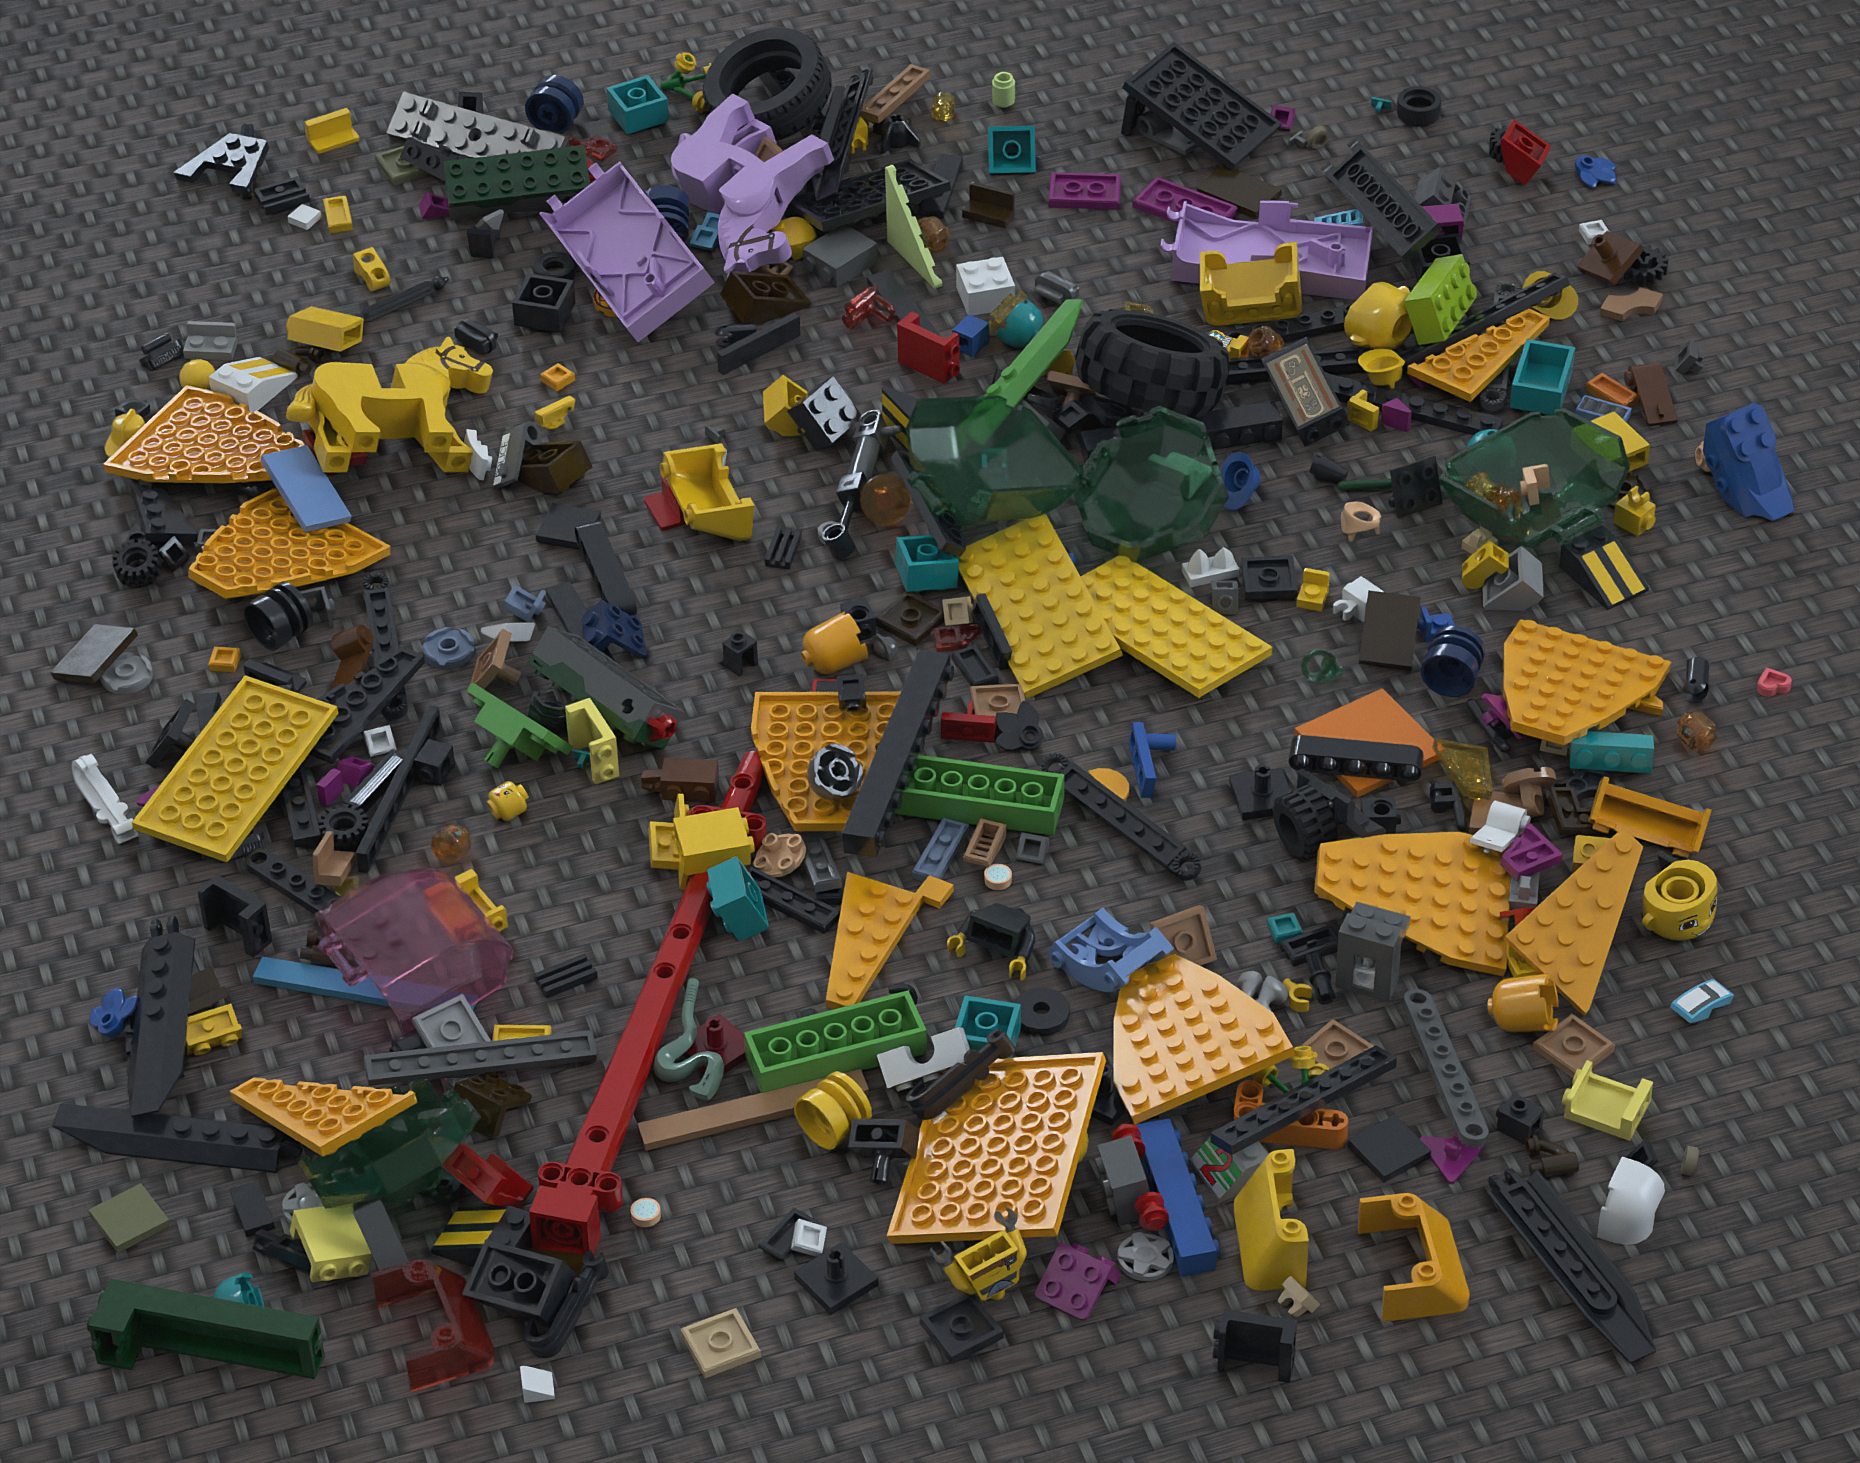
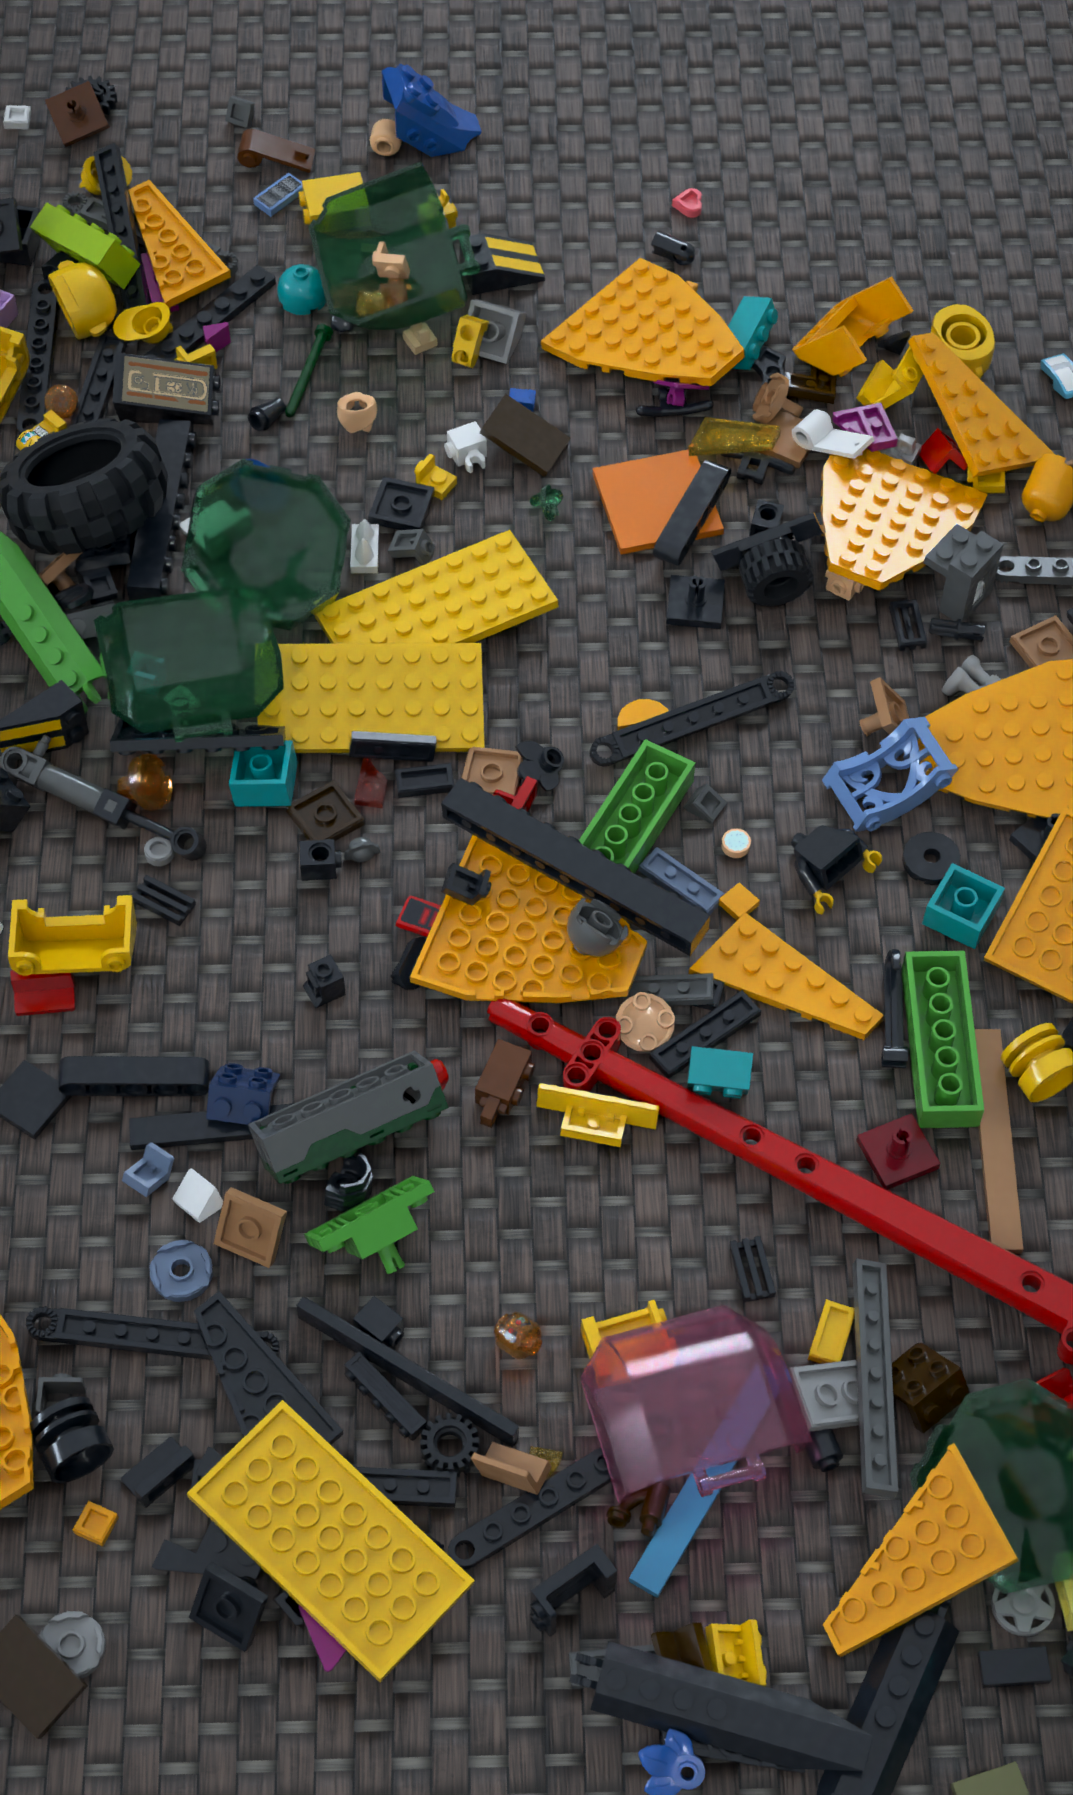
camera: 75 degrees left, 15 degrees up
(102, 798) = (299, 1712): white piece -> none
(330, 787) = (377, 1446): magenta tile -> none
(353, 650) = (160, 1373): reddish brown door -> none
(354, 770) = (350, 1415): magenta slope -> none
(379, 741) = (313, 1376): white slope -> none
(507, 801) = (471, 1262): yellow head -> none
(582, 756) = (419, 1172): teal piece -> none
(589, 729) = (421, 1145): light yellow panel -> none
(664, 1059) = (932, 1194): sand green animal -> none
(712, 839) = (640, 1069): yellow brick -> none
(833, 645) = (358, 887): light orange cylinder -> none
(901, 1068) = (1003, 944): white arch -> none
(932, 1101) = (1039, 941): black piece -> none
(958, 611) = (345, 768): tan tile -> none
(989, 830) = (690, 827): medium nougat slope -> none
(1140, 746) = (619, 677): blue piece -> none
(1284, 927) = (879, 638): teal tile -> none
(1295, 991) = (964, 653): yellow piece -> none
(1415, 487) = (336, 357): black hinge -> none
(1453, 661) = (593, 401): dark blue wheel -> none
(1542, 377) = (224, 215): teal piece -> none
(1611, 391) = (253, 180): orange tile -> none
(1640, 302) = (138, 119): medium nougat tile -> none
(1696, 730) = (739, 269): clear orange head -> none

